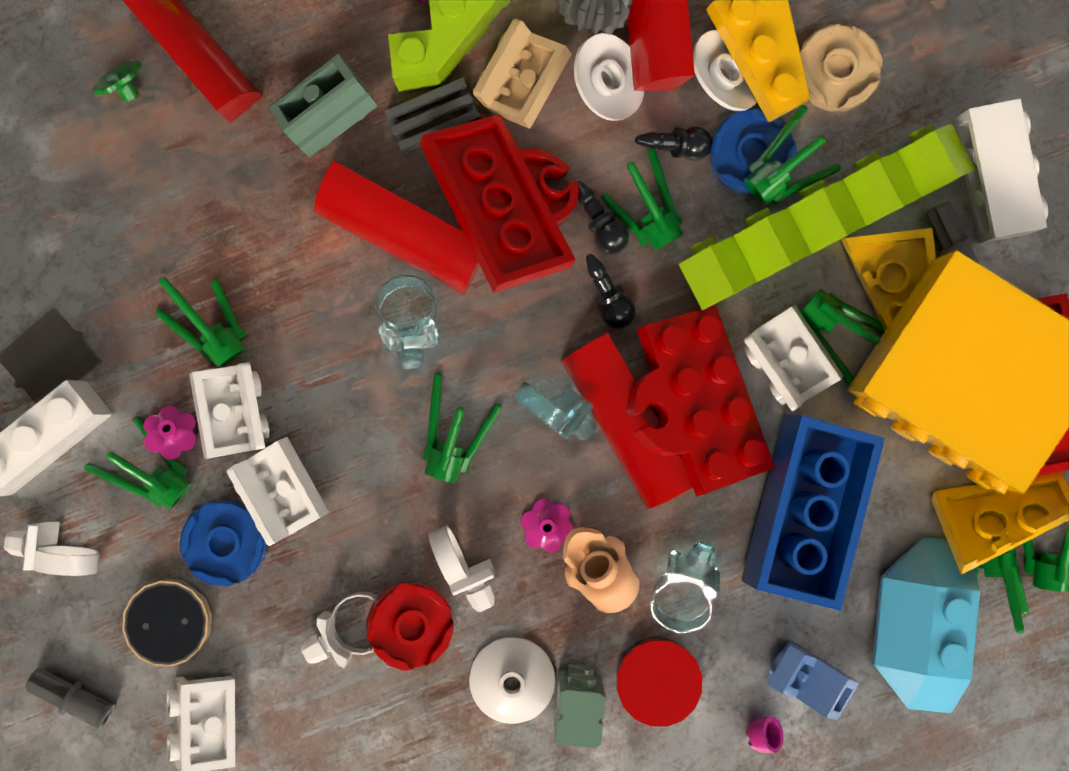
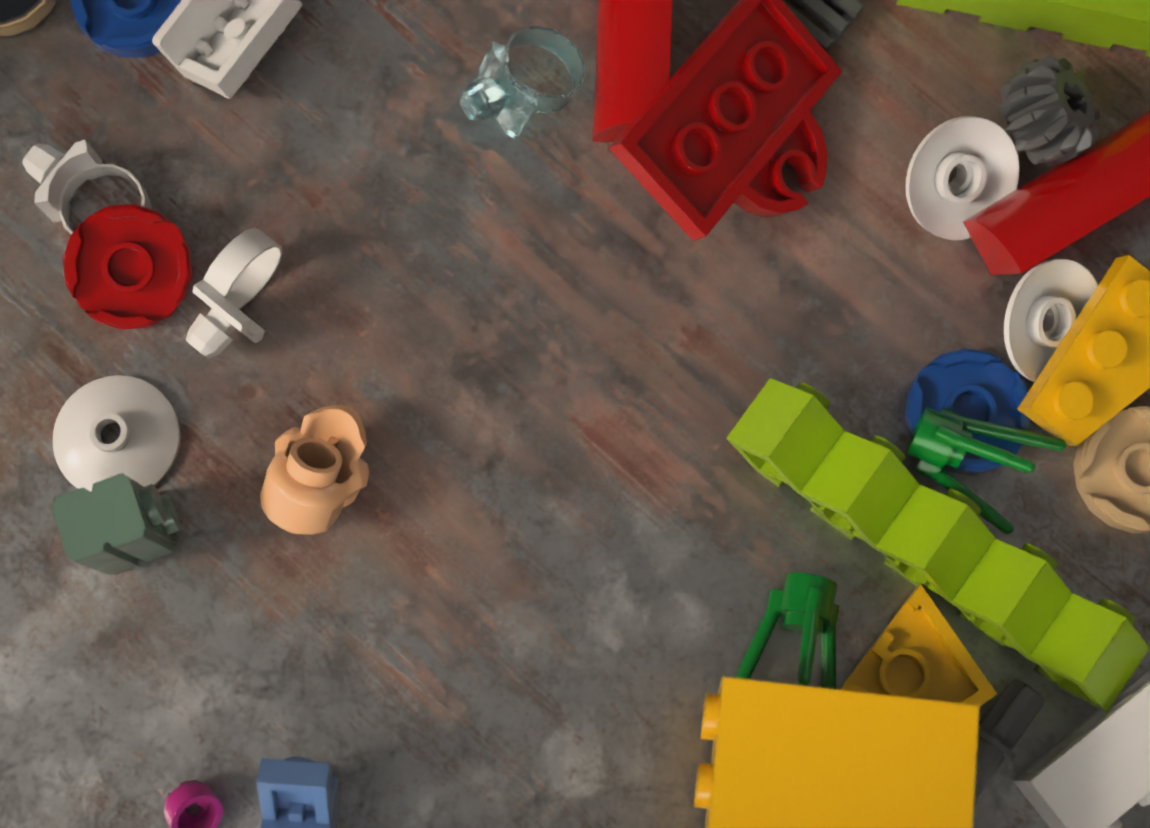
camera: 60 degrees right, 10 degrees down
(446, 459) = (369, 208): green plant -> none
(521, 74) = (905, 68): tan bracket -> none
(546, 513) = (357, 391): dark pink plant -> none
(565, 416) = (498, 334): clear light blue piece -> none
(606, 383) = (532, 418): red brick -> none
(610, 234) = (763, 277): black bar -> none
(616, 308) = (672, 336): black bar -> none
(659, 682) = (200, 630): red tile -> none
(660, 225) = (806, 335): green plant -> none
(690, 143) = (936, 328): black bar -> none
(695, 568) = (376, 605): clear light blue piece -> none
(698, 402) = (601, 491): red plate -> none
(791, 358) = (723, 590): white bracket -> none
(812, 511) = (530, 718): blue brick -> none

